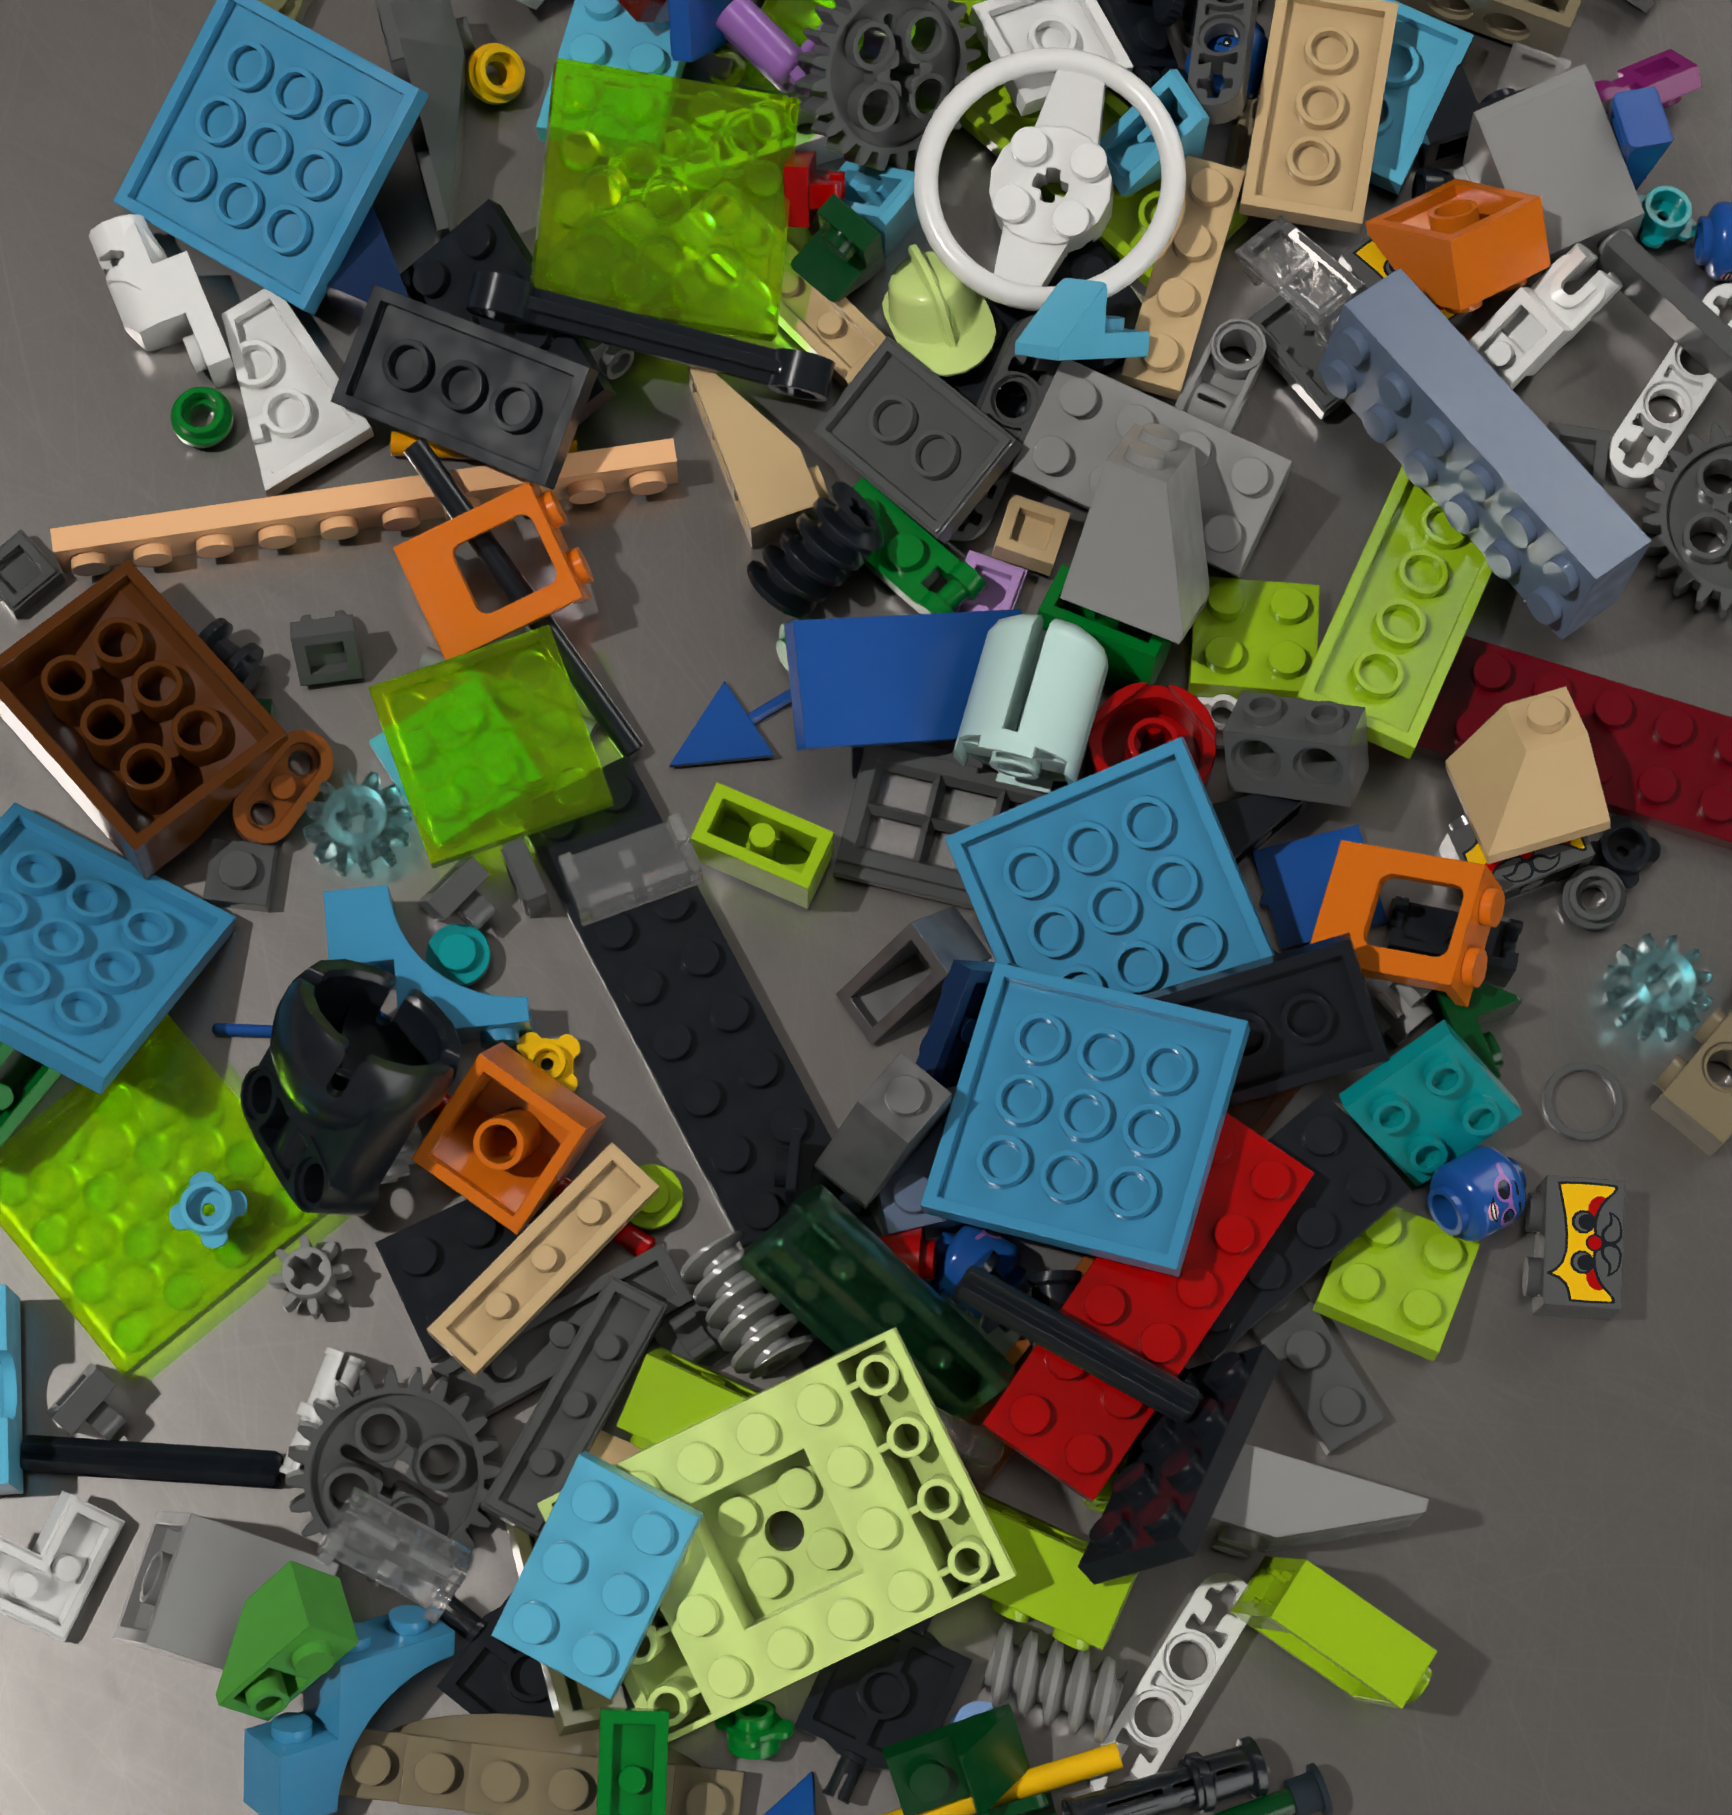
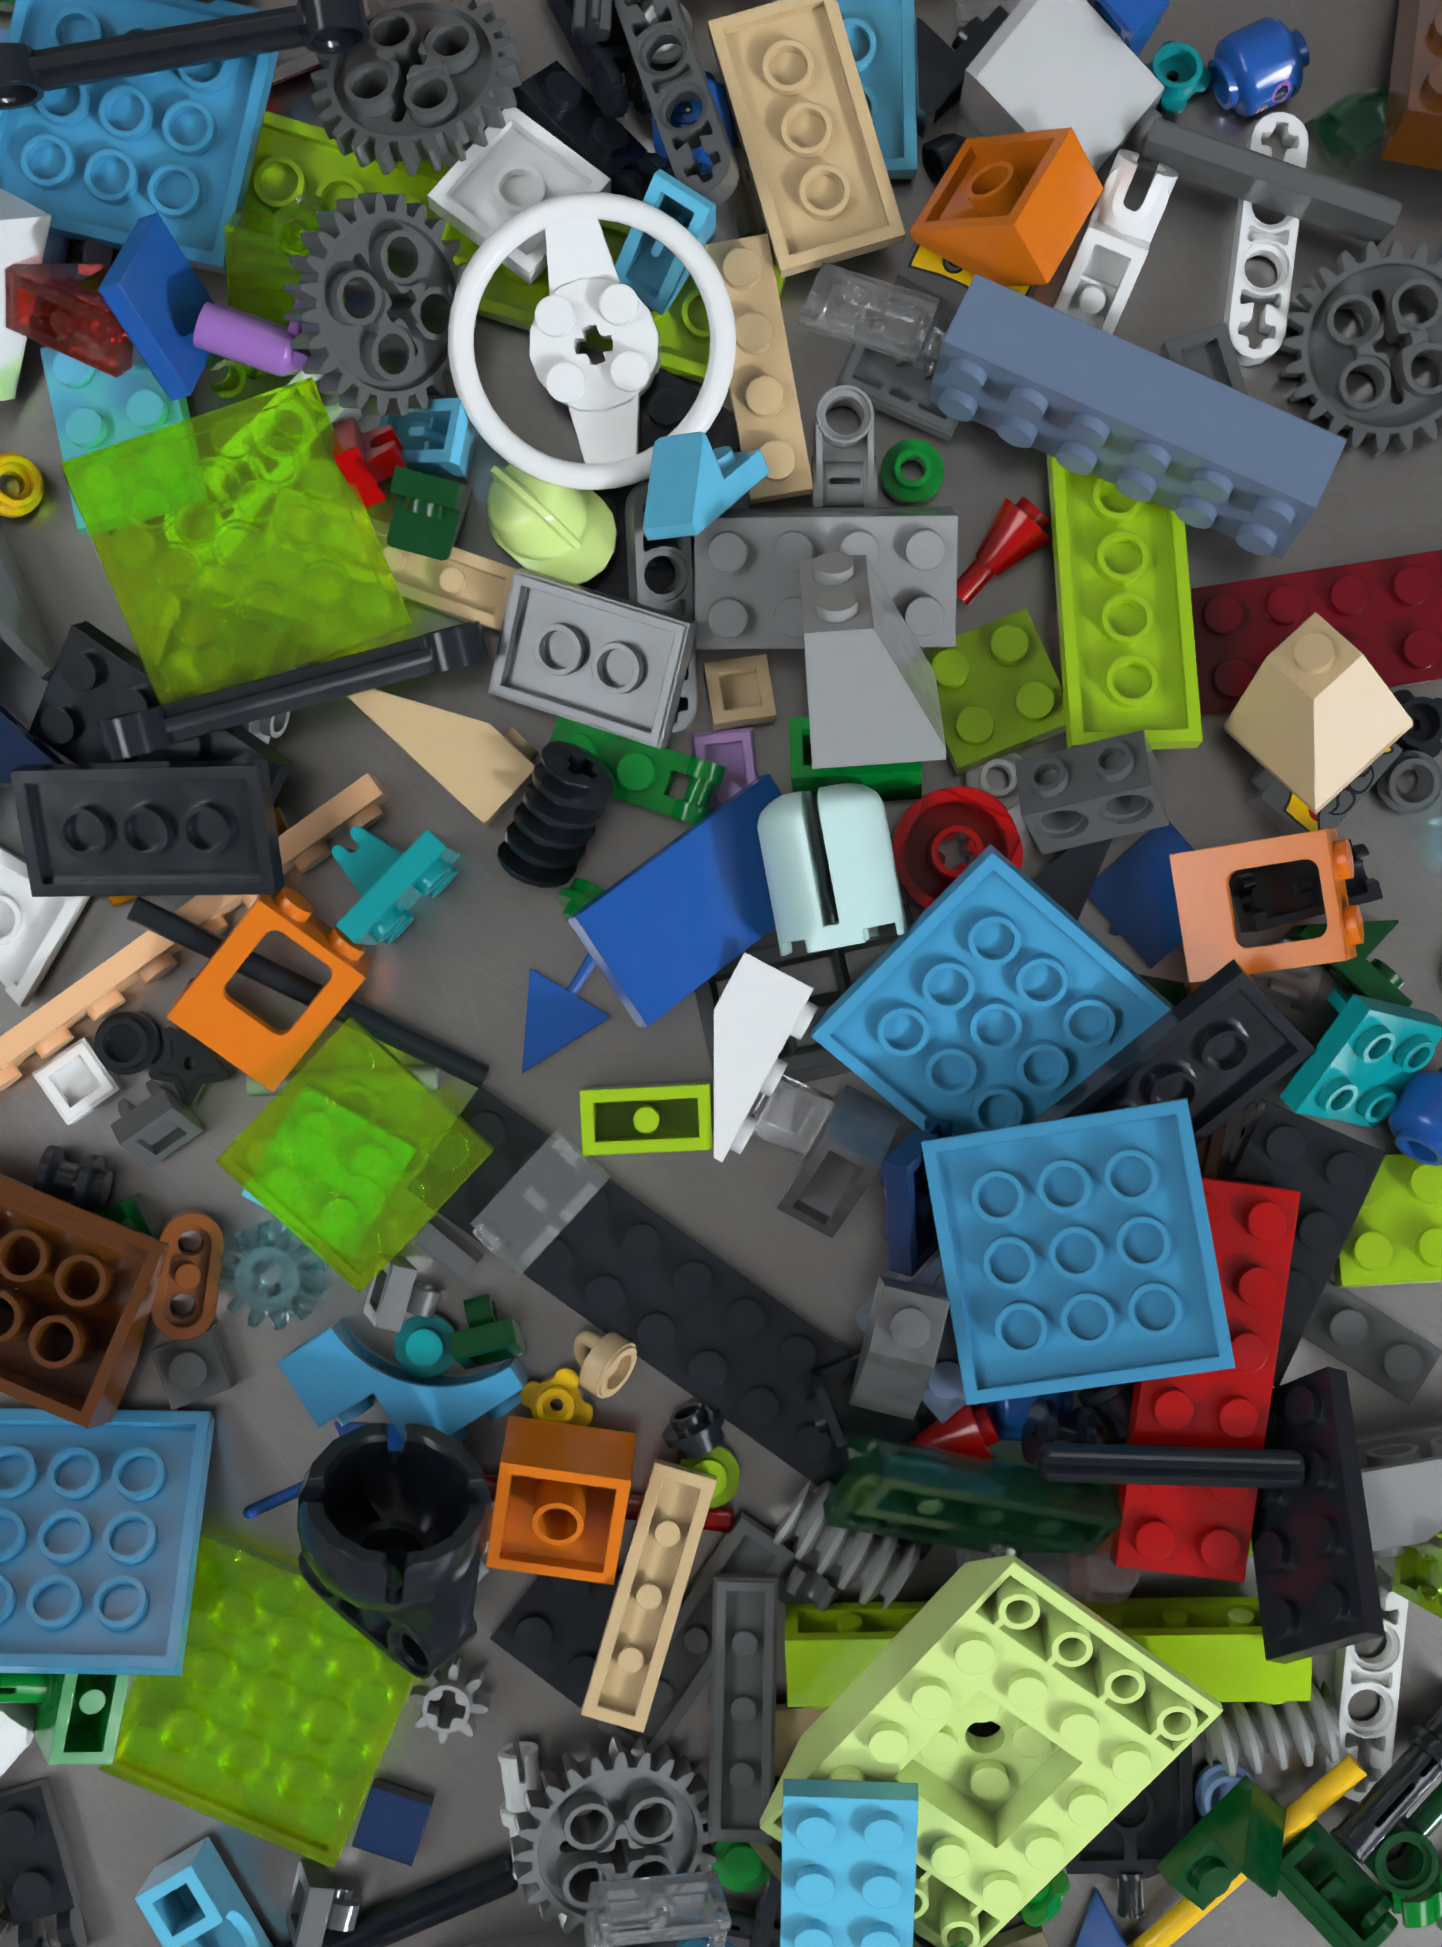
camera: 25 degrees left, 15 degrees up
(194, 1369) = (392, 1822): none -> dark blue tile
(205, 1191) = (330, 1714): medium azure plate -> none
(277, 583) = (77, 1081): none -> white tile
(338, 570) = (127, 1042): none -> black plate
(383, 630) = (188, 1081): none -> black plate
(493, 1565) = (739, 1866): none -> green plate
(517, 969) = (488, 1337): none -> dark green tile
(611, 1045) = (607, 1364): none -> tan tile
(647, 538) = (391, 882): none -> teal plate
(659, 1146) = (694, 1430): none -> black plate
(887, 908) = (792, 1115): none -> clear tile
(895, 811) = (749, 1032): none -> white slope
(1281, 443) = (906, 490): none -> green plate
(1333, 522) = (1009, 539): none -> red cone

